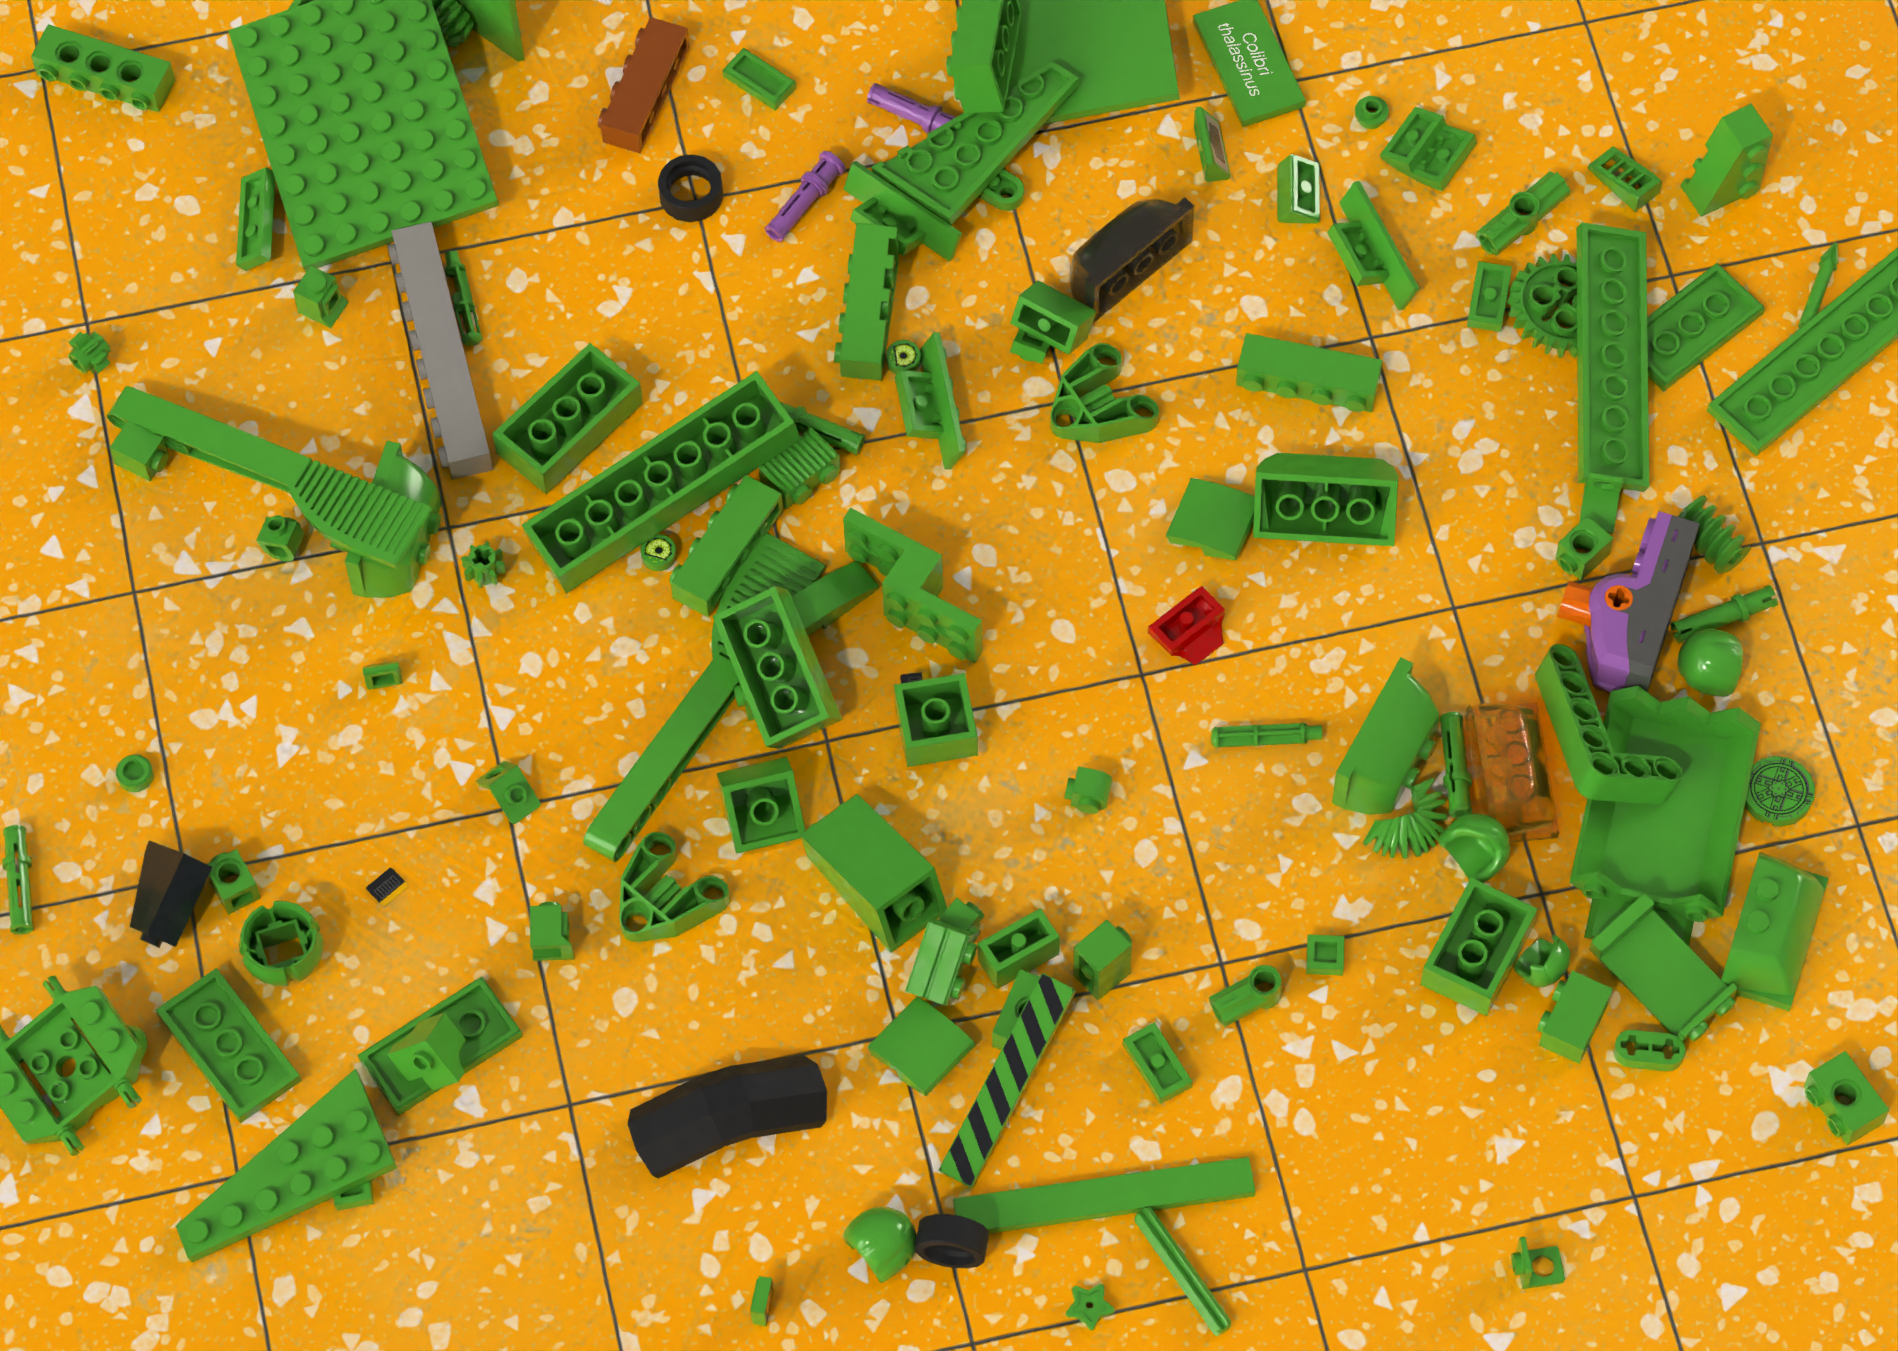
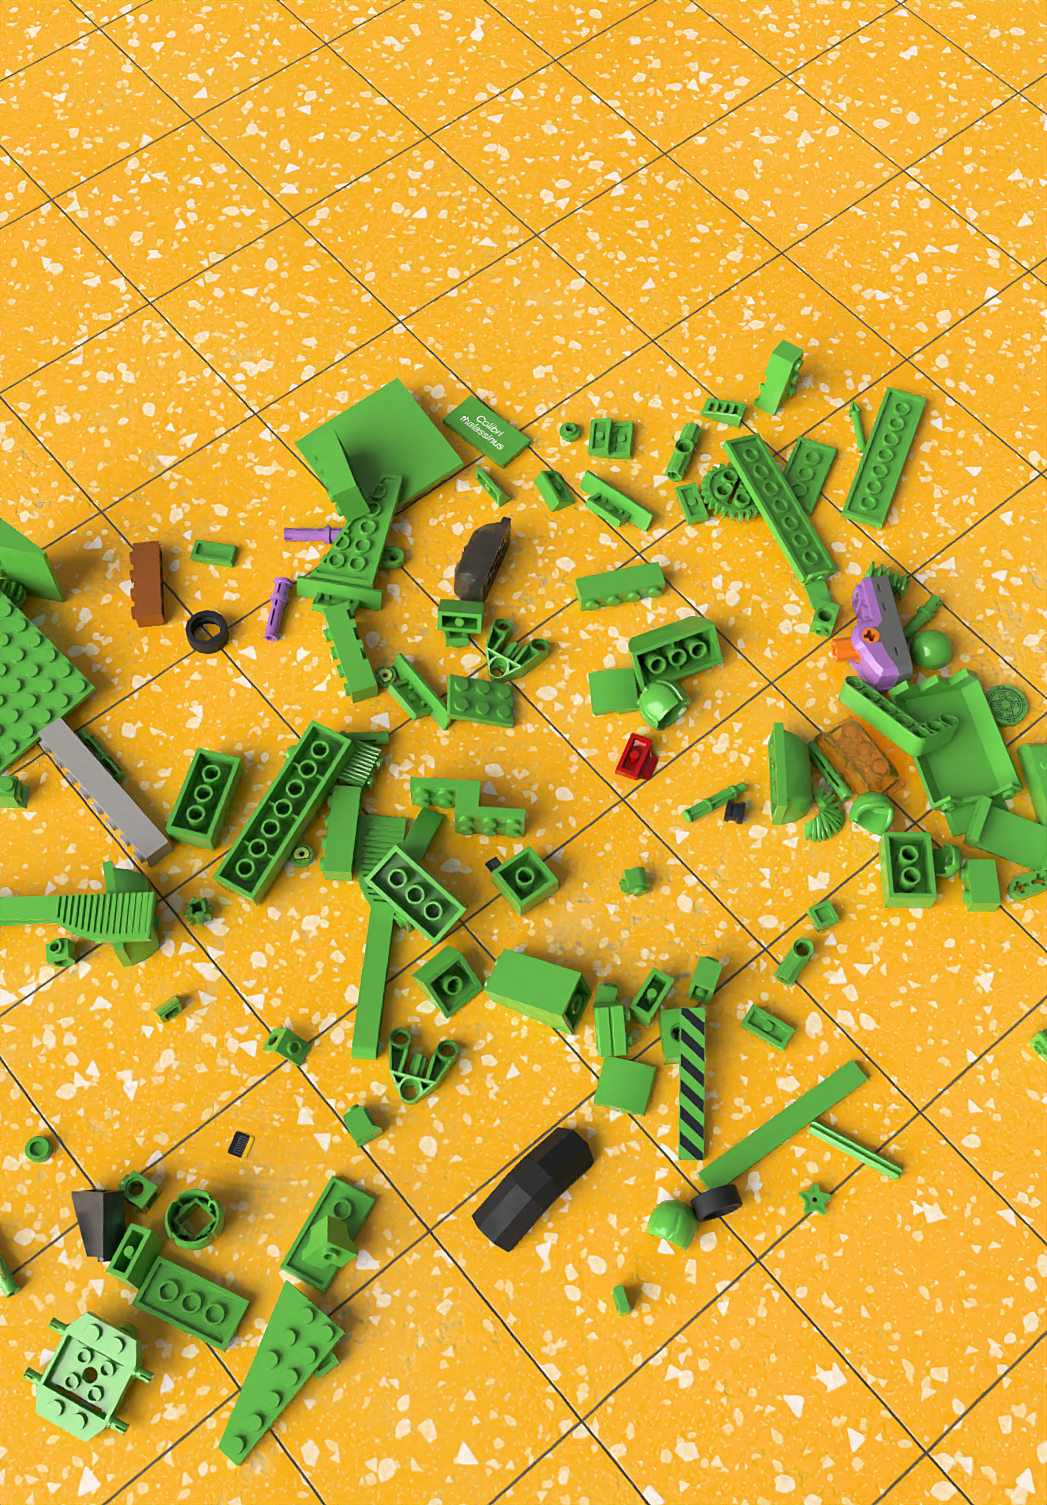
camera: 30 degrees left, 0 degrees up
(187, 954) = (135, 1256): none -> bright green brick
(1013, 449) = (479, 701): none -> bright green plate
(1267, 565) = (663, 703): none -> bright green piece
(1285, 760) = (734, 811): none -> black wheel

